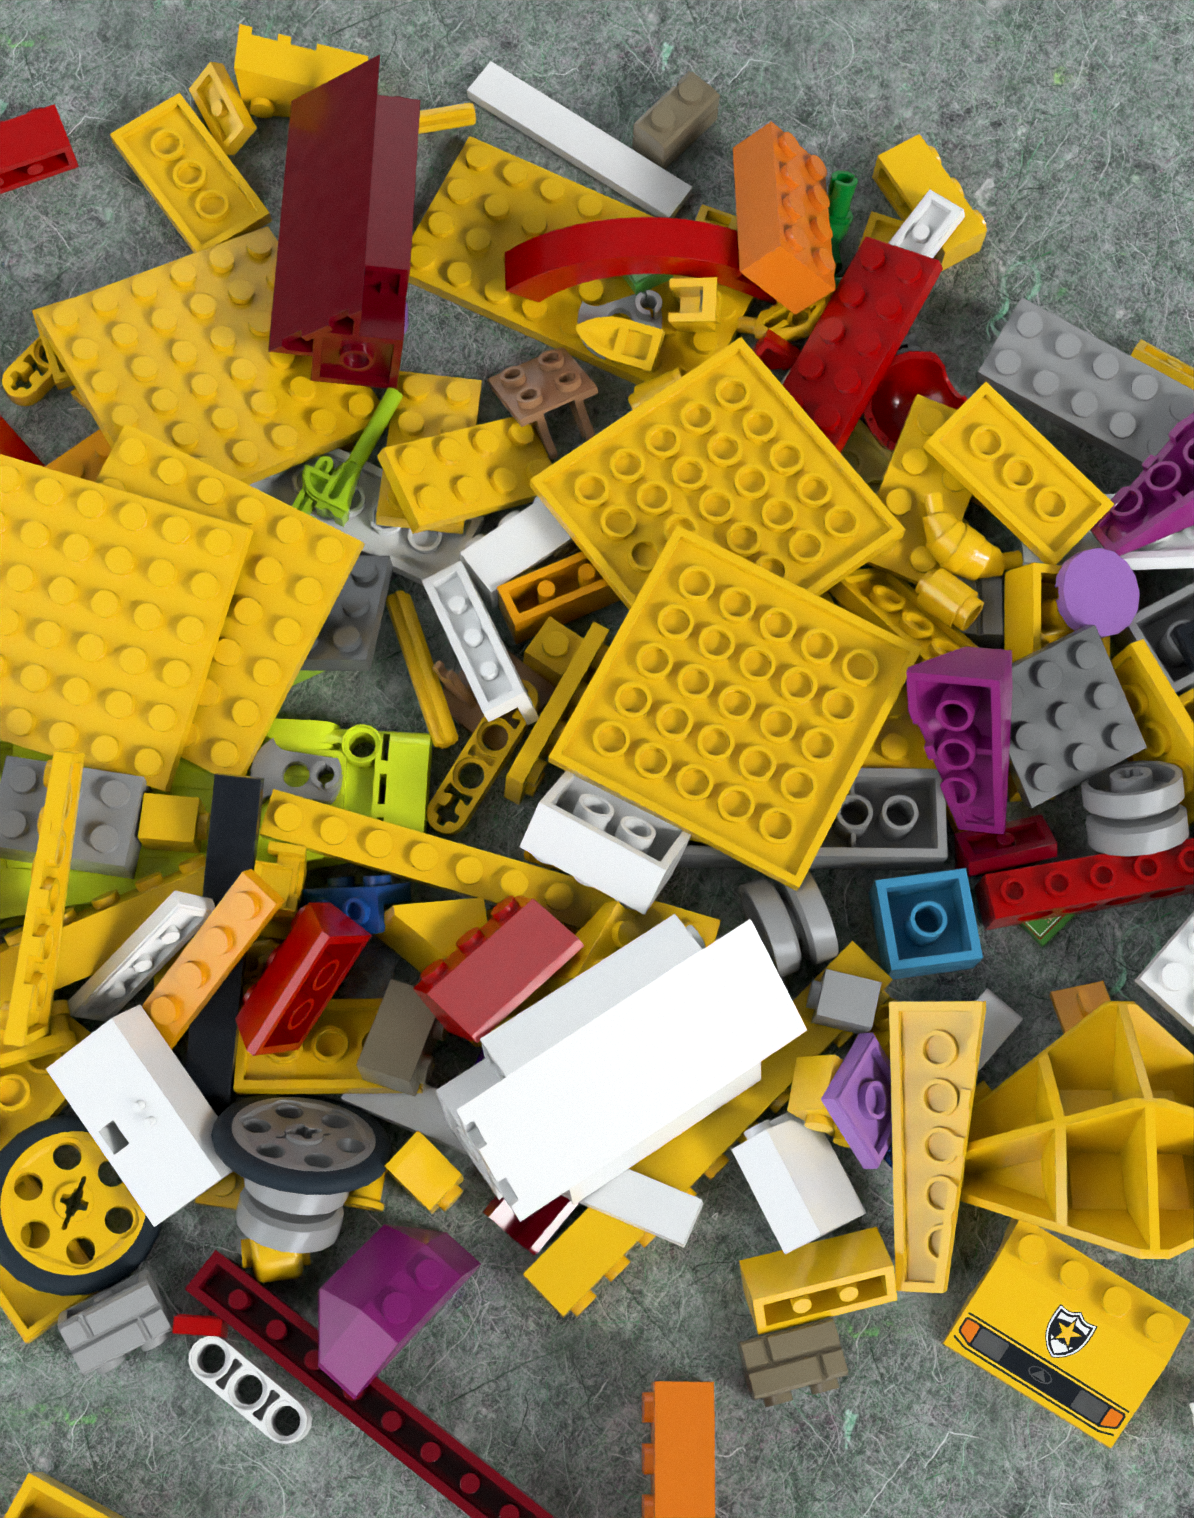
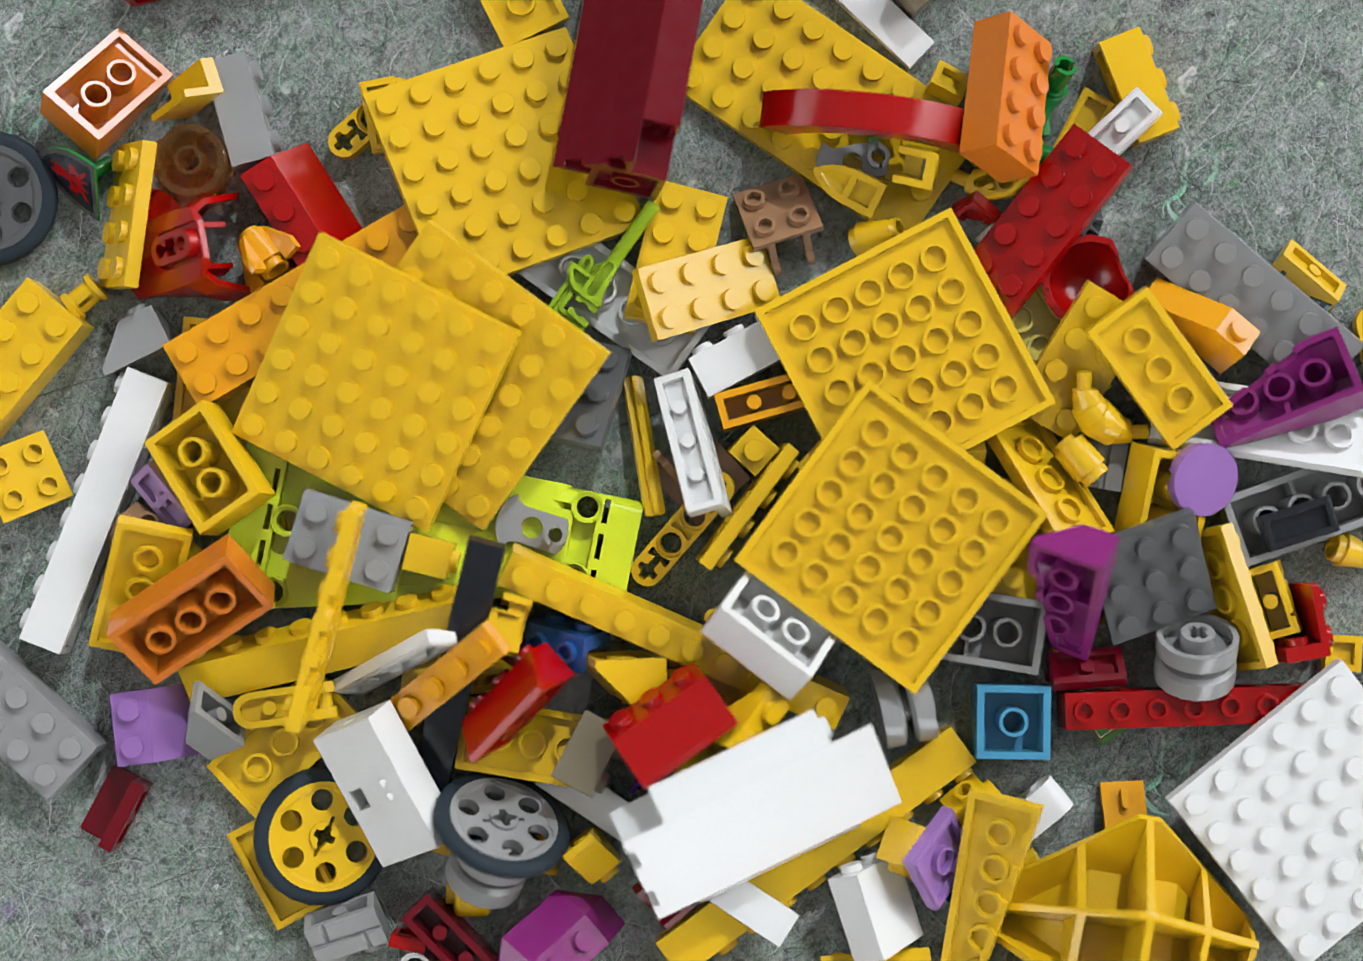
camera: 10 degrees right, 15 degrees up
(844, 1001) = (934, 779): light grey brick -> none
(1073, 427) = (1209, 327): none -> light orange slope

